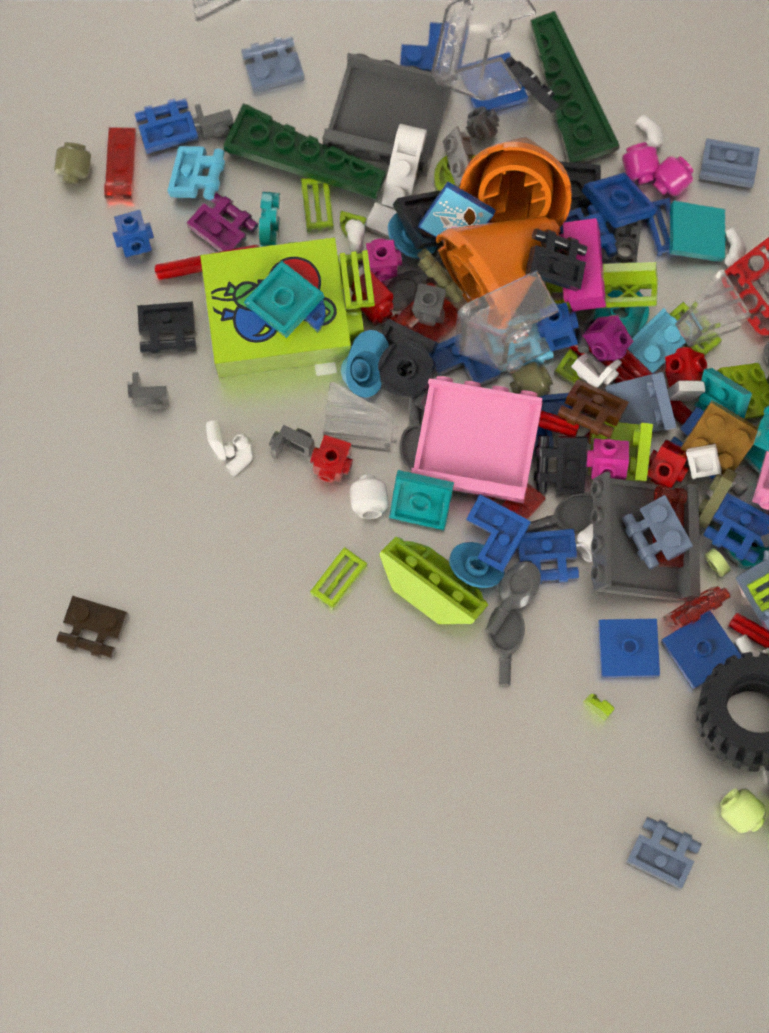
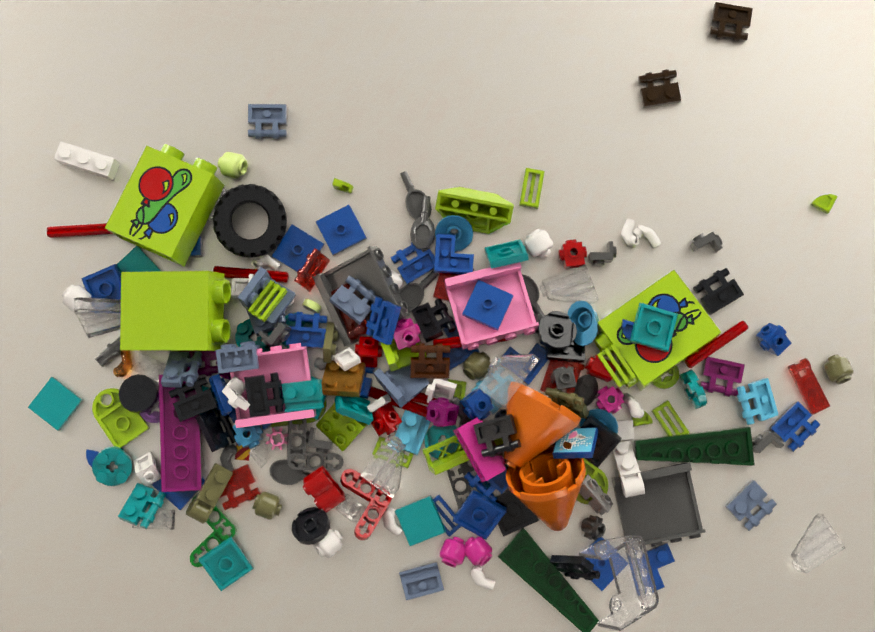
camera: 155 degrees right, 10 degrees up
(481, 440) = (487, 305): none -> blue plate
(631, 474) = (383, 320): none -> blue plate

